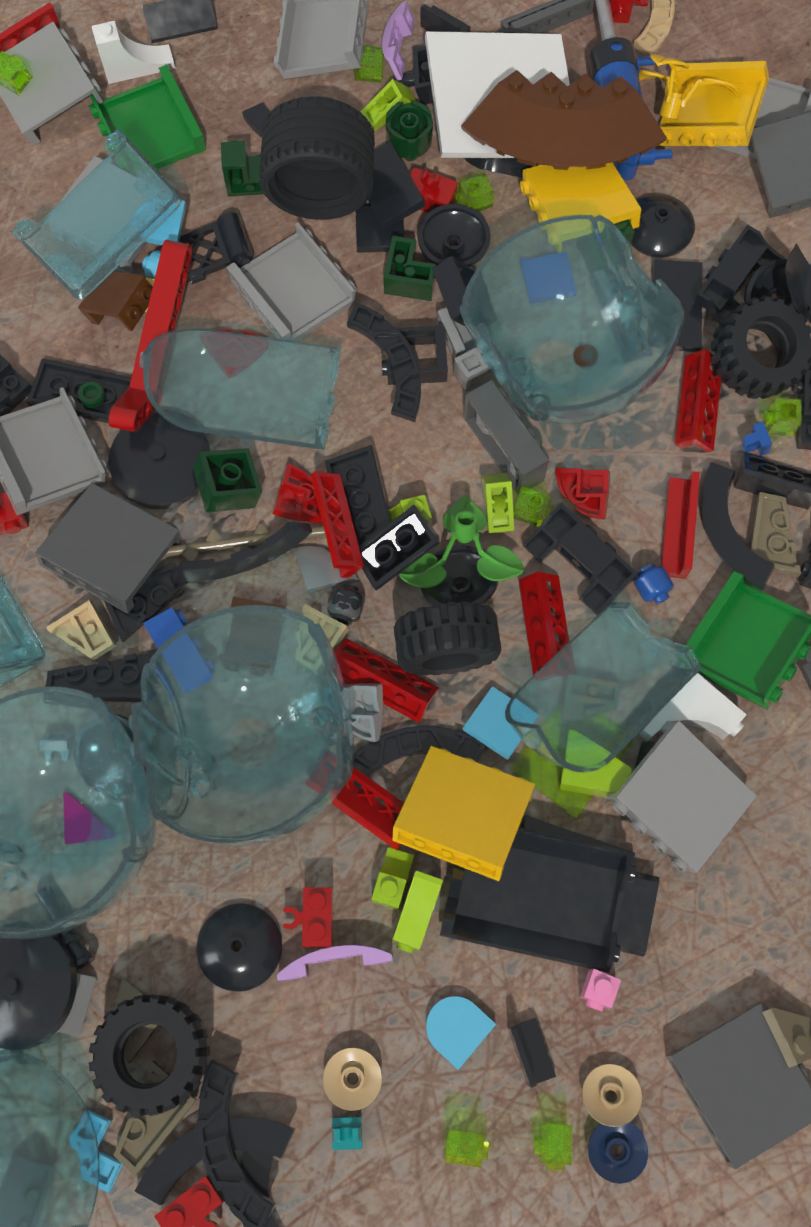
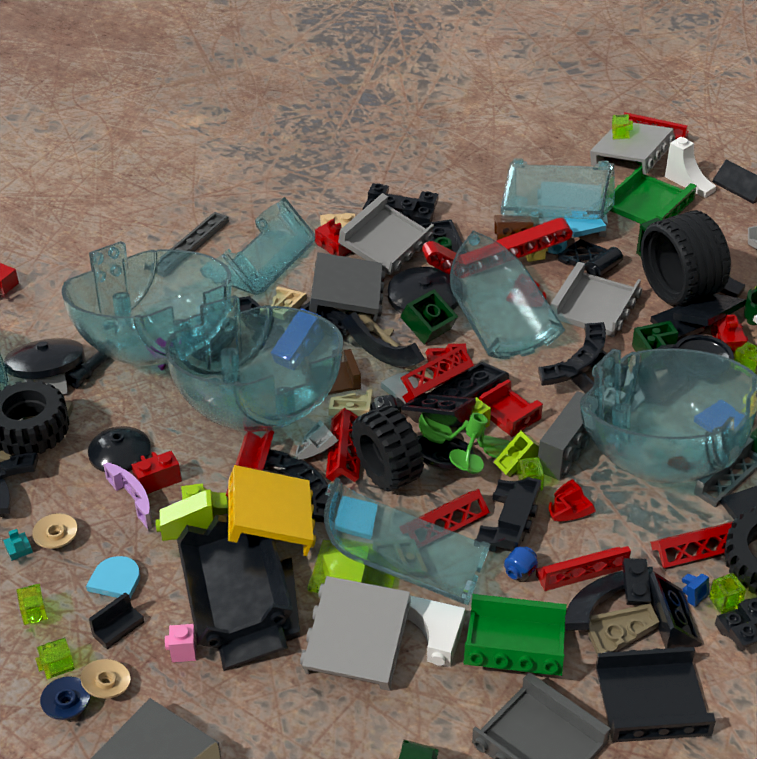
camera: 65 degrees right, 30 degrees down
(419, 472) = (510, 410): none -> red panel
(733, 489) = (636, 581): none -> black plate

